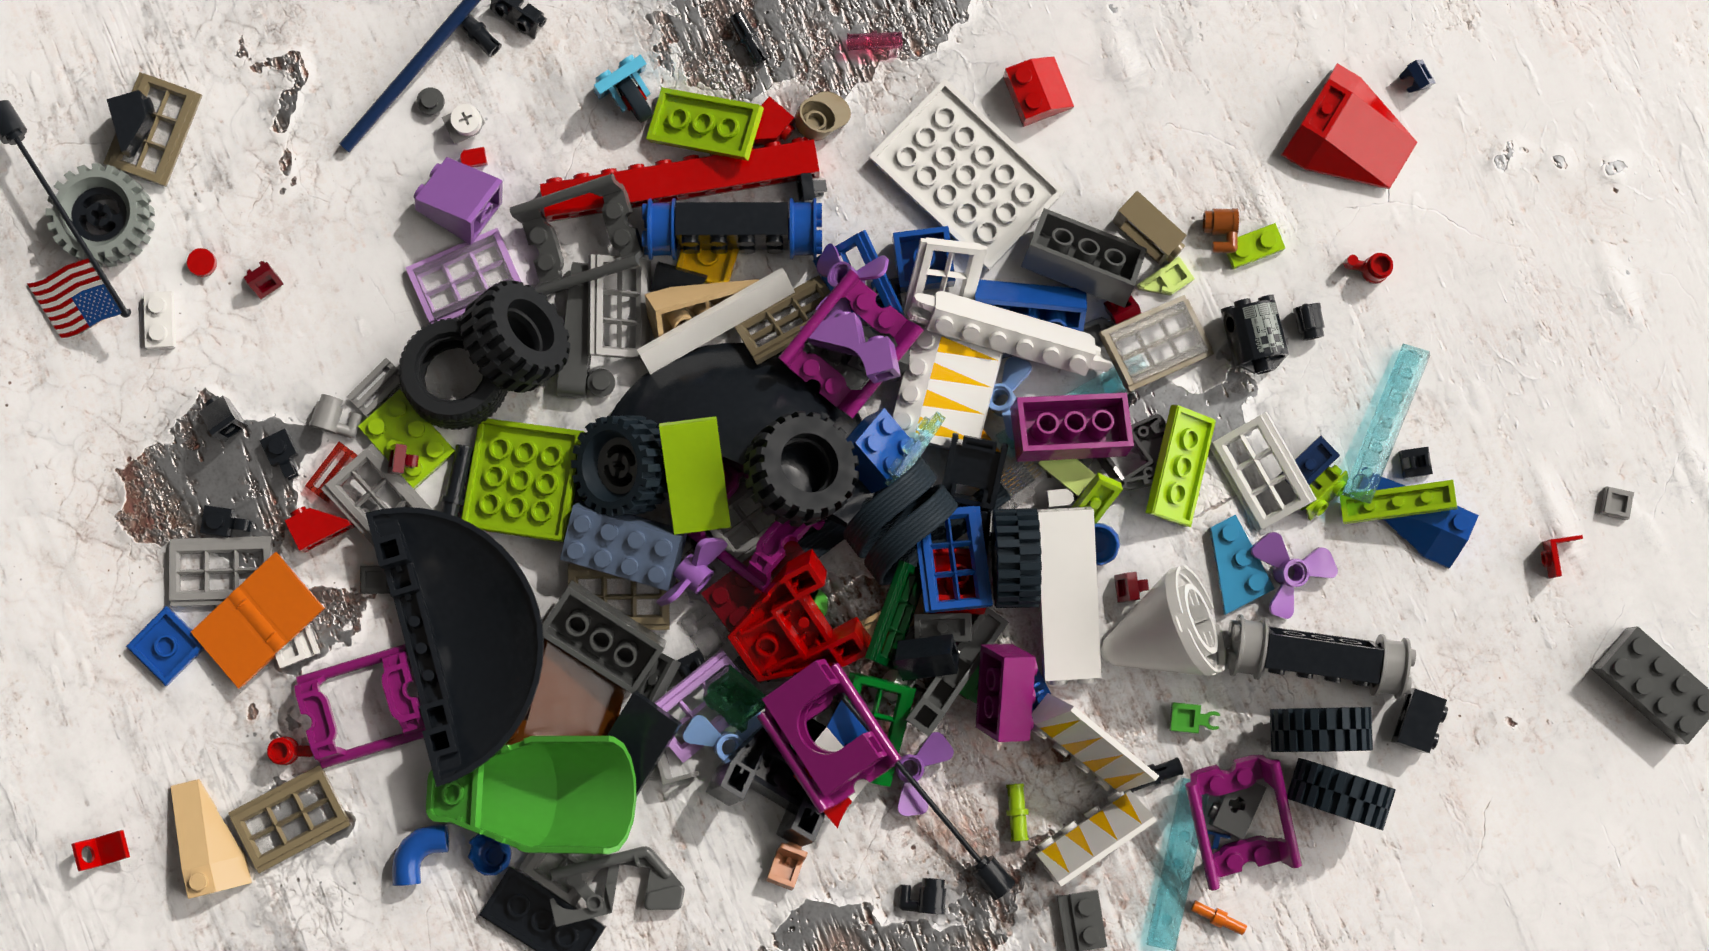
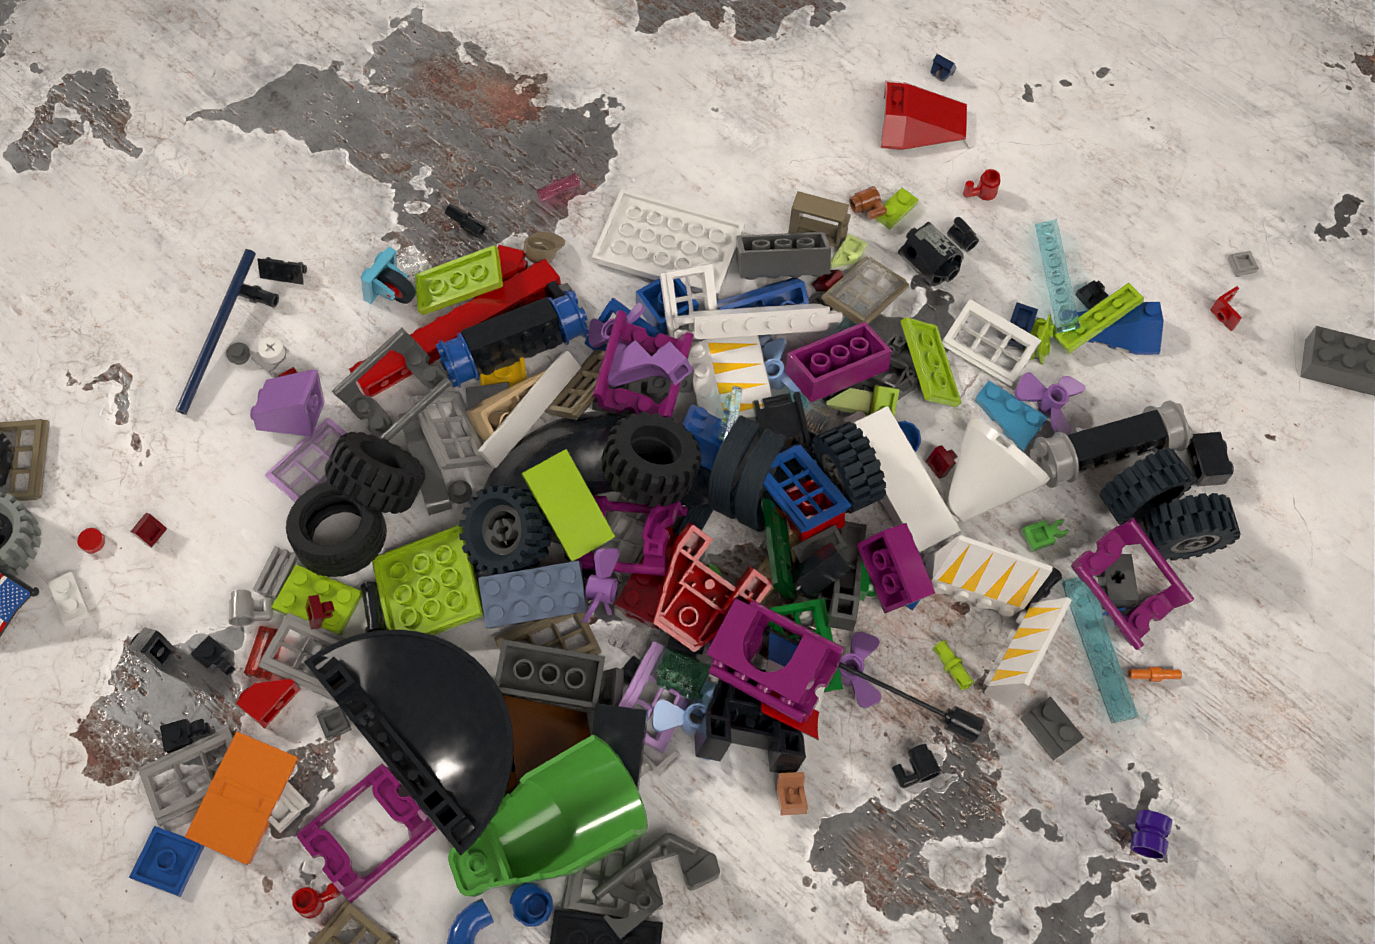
camera: 20 degrees left, 20 degrees down
(665, 71) = (411, 261): none -> clear piece
(1037, 89) = (688, 173): red slope -> none

